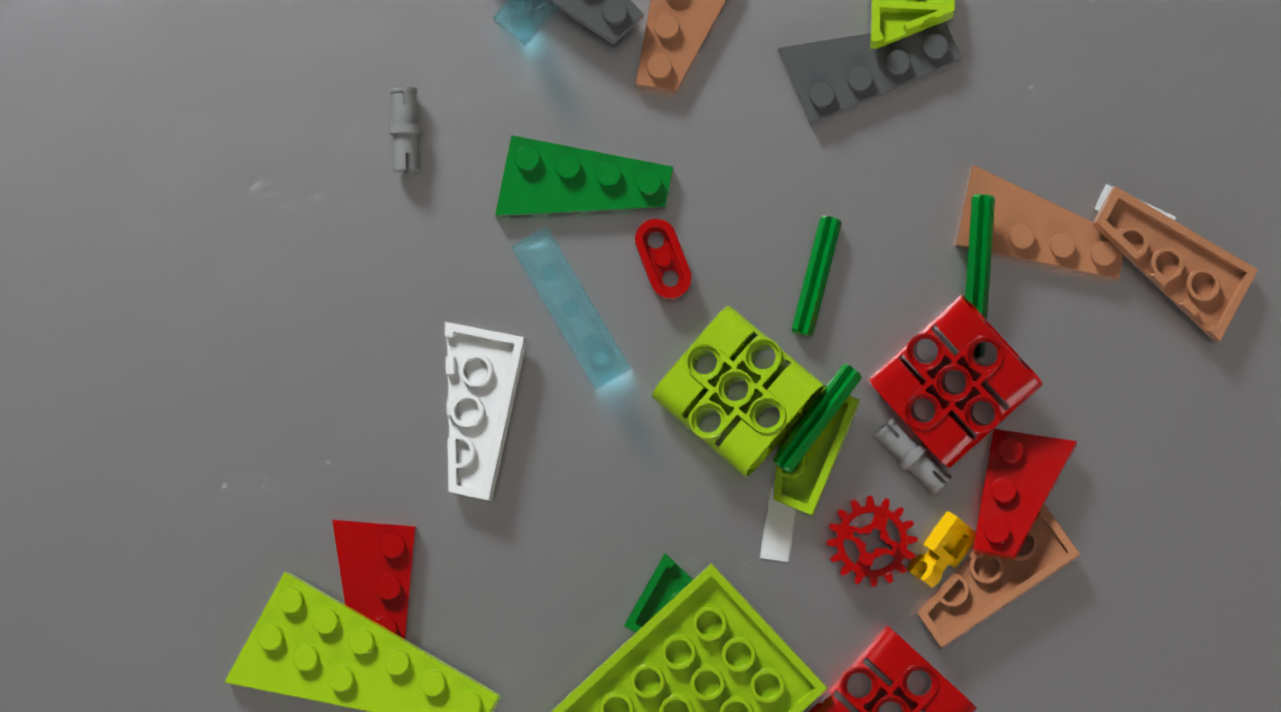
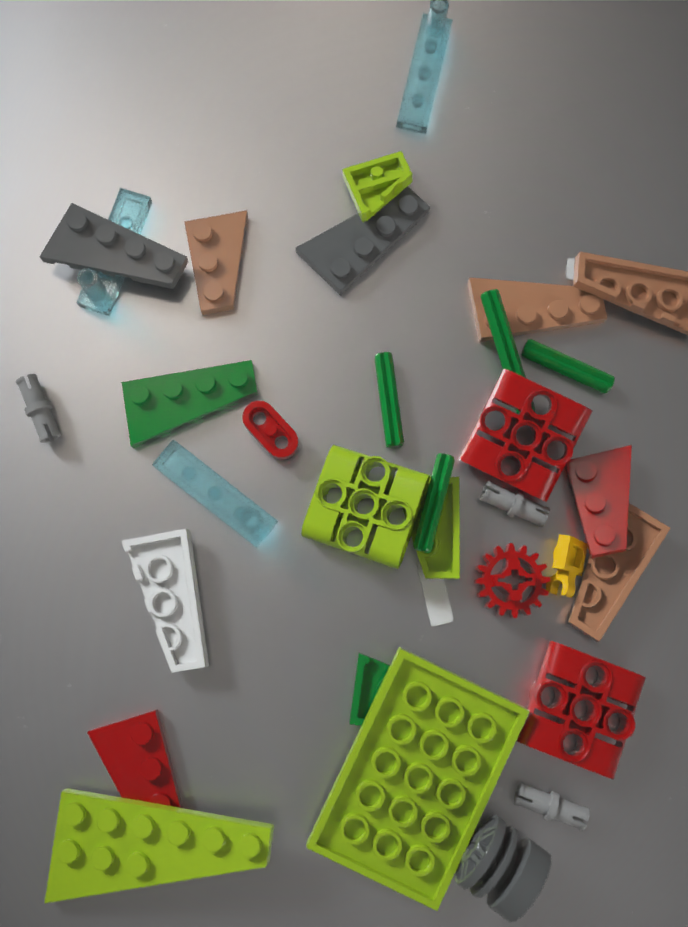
camera: 30 degrees left, 5 degrees down
(1046, 318) = (568, 366): none -> green axle

